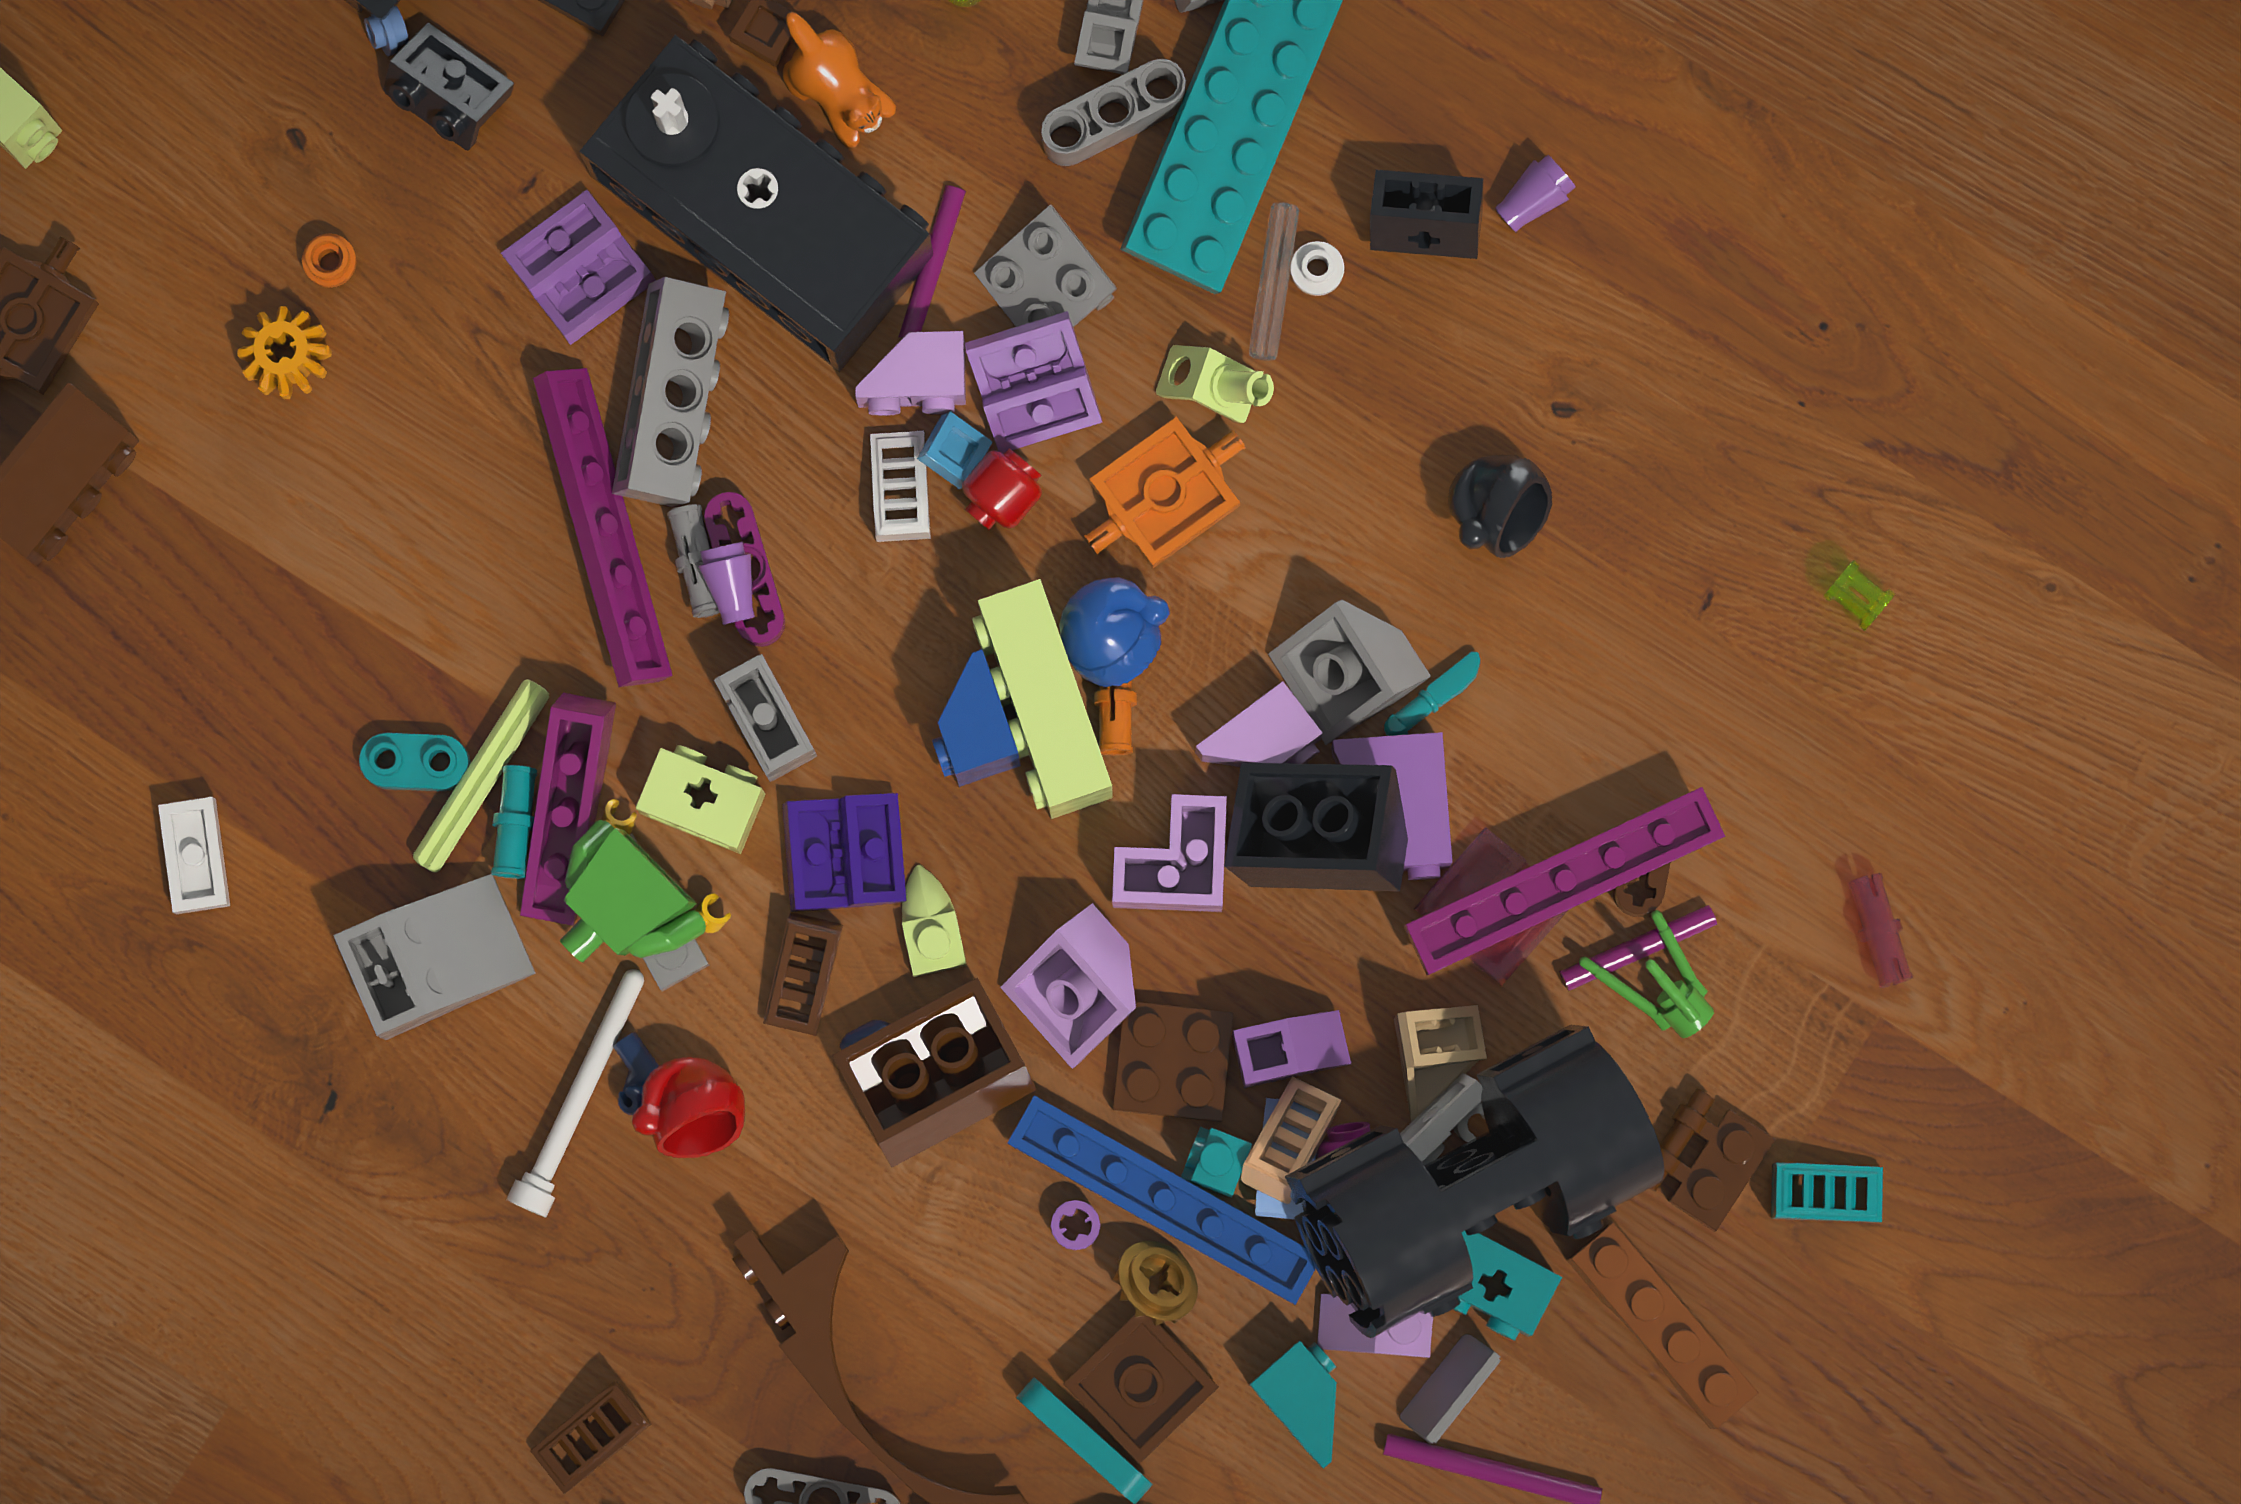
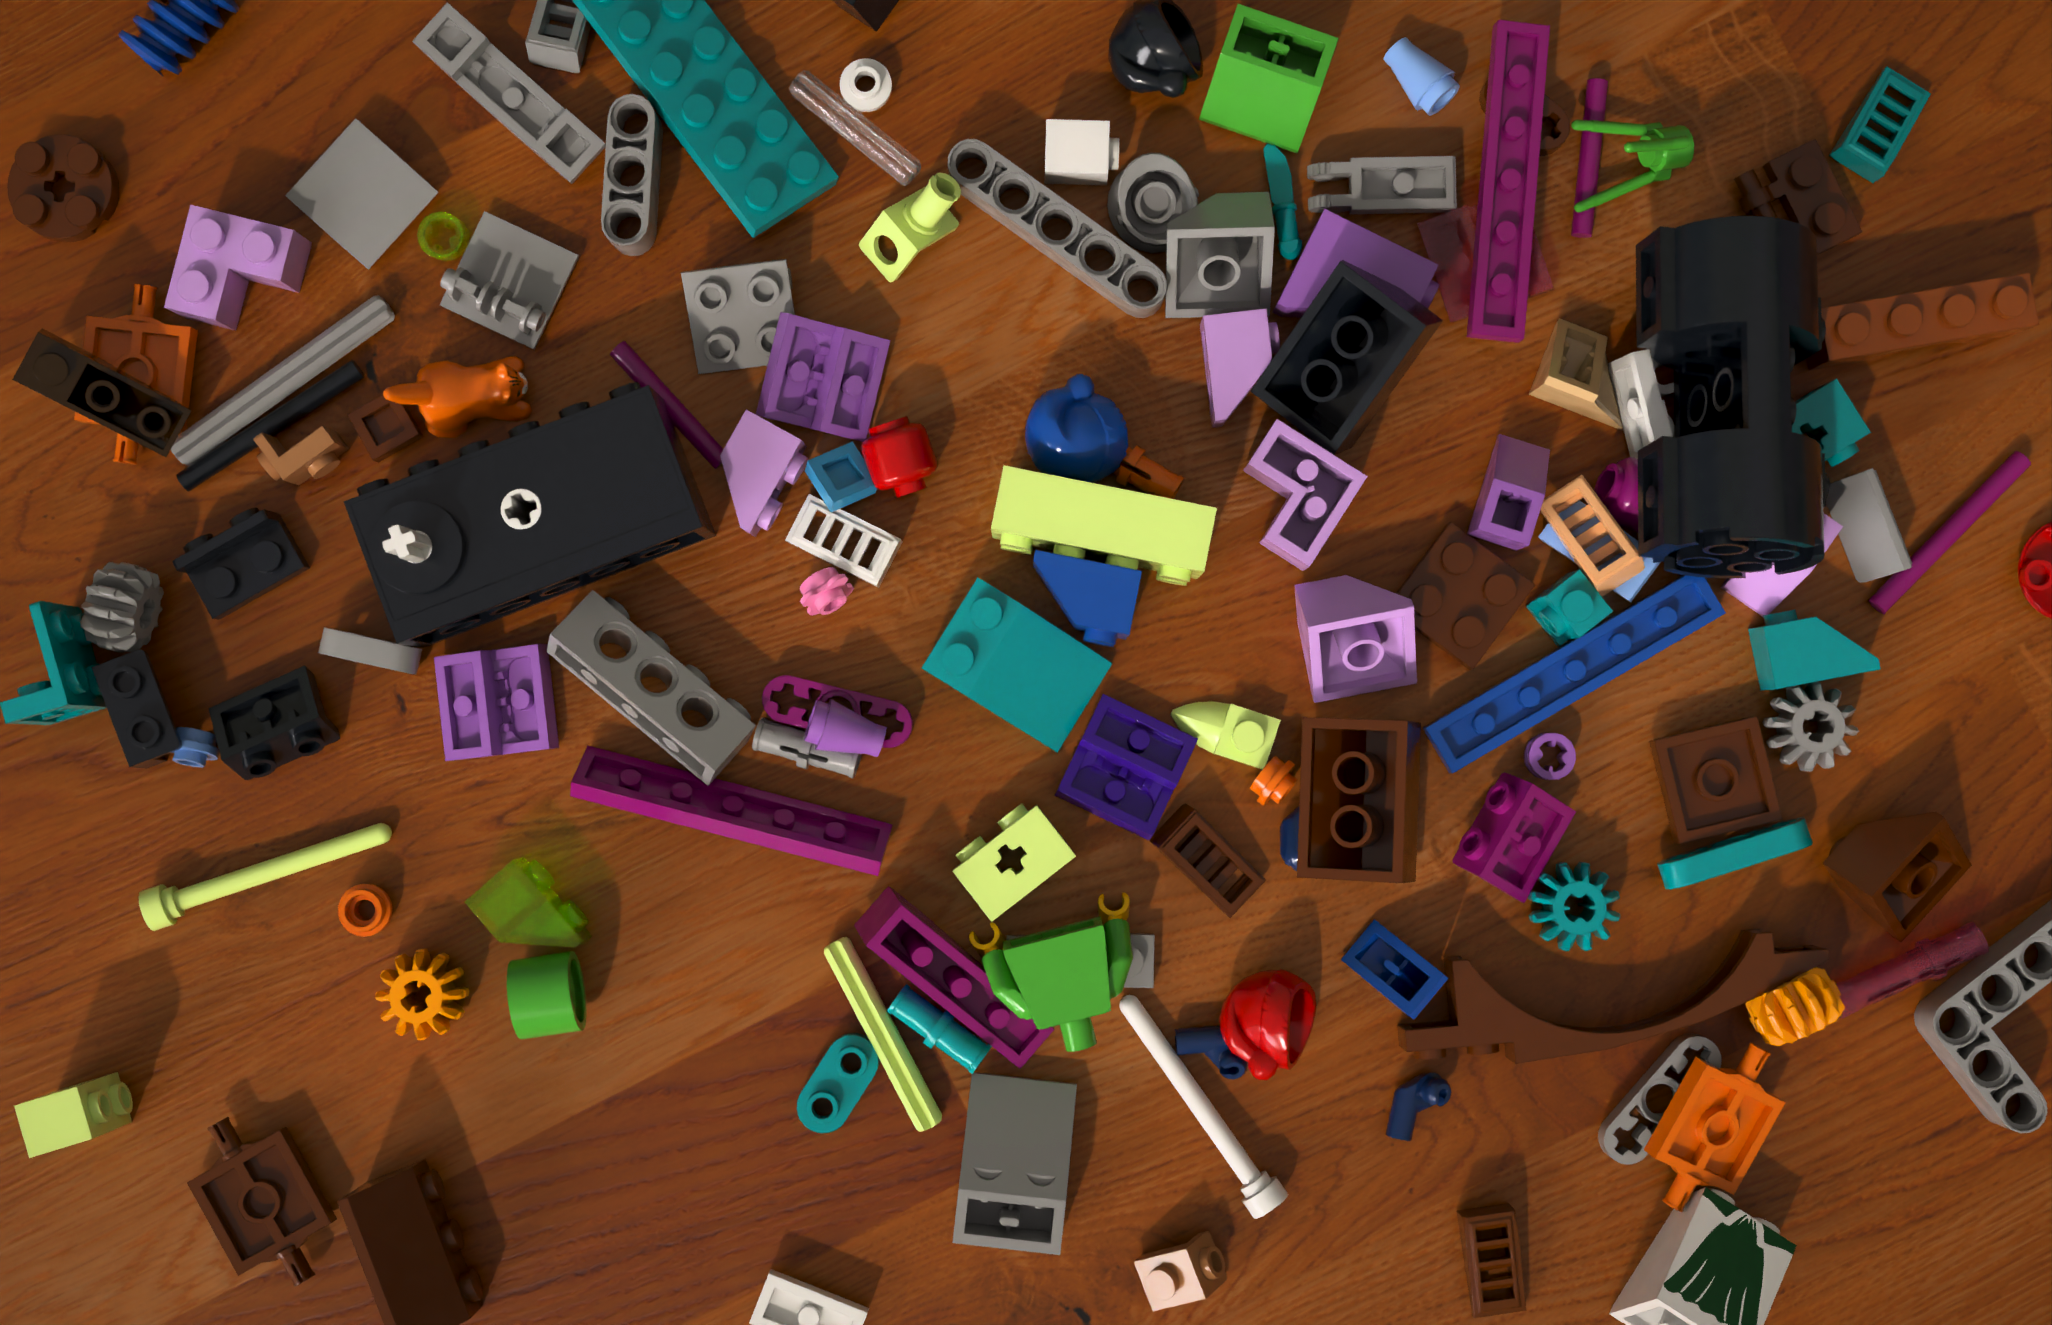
camera: 55 degrees left, 5 degrees up
(233, 86) = (163, 905): none -> yellowish green piece
(346, 460) = (546, 995): none -> bright green piece
(410, 397) = (525, 910): none -> clear neon green slope
(422, 1163) = (1182, 1272): none -> bracket
(559, 131) = (370, 651): none -> light grey beam
(696, 1281) = (1413, 1098): none -> dark blue arm
(765, 717) = (977, 767): light grey brick -> none
(801, 1192) = (1394, 969): none -> blue slope
(844, 495) = (825, 591): none -> bright pink plate
(877, 701) = (1017, 665): none -> teal slope
(907, 989) = (1274, 781): none -> orange plate
(936, 1332) = (1594, 906): none -> teal gear
(958, 59) = (508, 280): none -> light grey hinge
(983, 1233) = (1513, 836): none -> magenta bracket
(1164, 492) = (980, 322): orange plate -> none
(1176, 1286) = (1645, 700): pearl gold gear -> none
(1245, 1424) = (1810, 747): none -> light grey gear
(1293, 484) = (1047, 205): none -> light grey beam
(1365, 574) = (1147, 198): none -> light grey piece
(1367, 489) = (1079, 152): none -> white brick
(1503, 781) = (1388, 185): none -> light grey hinge
(1531, 617) = (1268, 78): none -> bright green slope
(1618, 755) = (1422, 77): none -> light blue cone

